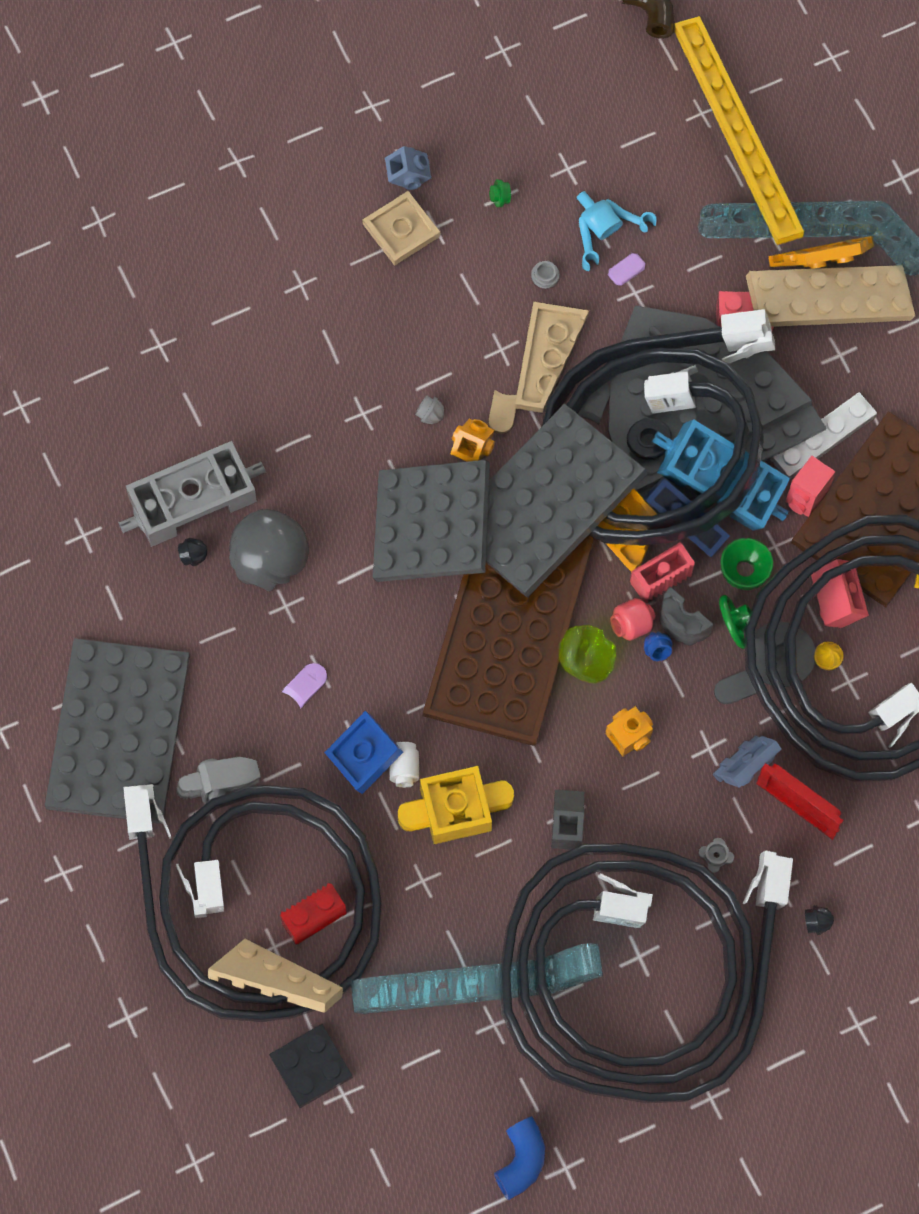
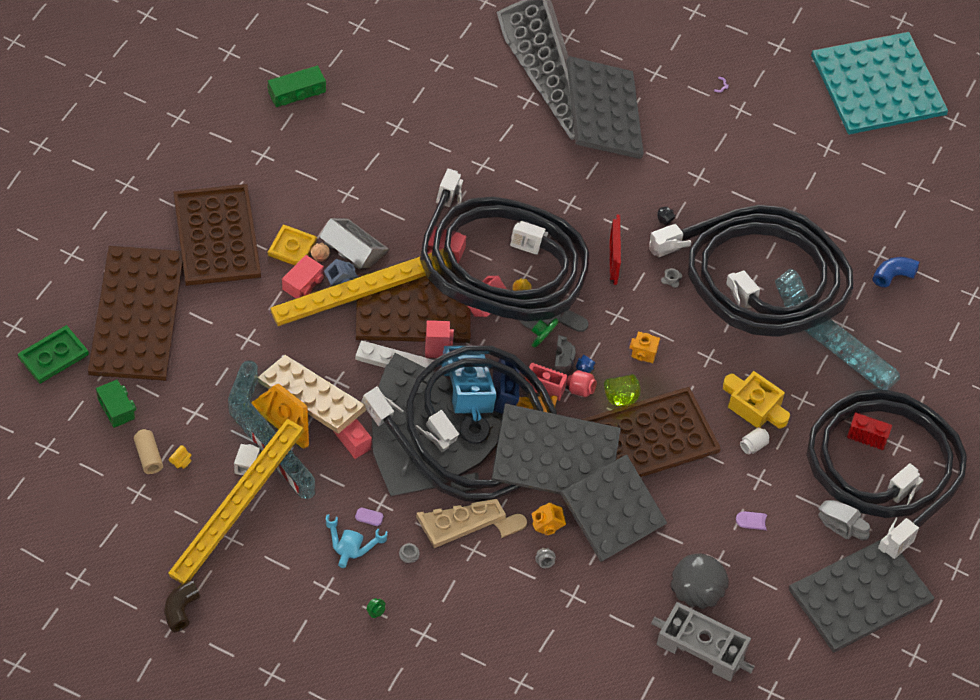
camera: 130 degrees left, 15 degrees down
(192, 551) = (733, 620): black plate -> none
(275, 976) = (920, 427): tan wing -> none
(310, 1066) = (939, 388): black plate -> none
(363, 752) = (768, 459): blue plate -> none
(401, 228) = (442, 647): tan plate -> none
(408, 168) = (402, 664): sand blue brick -> none
(567, 819) = (716, 346): dark grey slope -> none
(747, 551) = (508, 342): green piece -> none
(747, 761) = (616, 281): sand blue plate -> none
(794, 180) = (245, 457): none -> white brick
(844, 116) = (180, 457): none -> yellow plate
(877, 89) = (148, 451): none -> tan brick

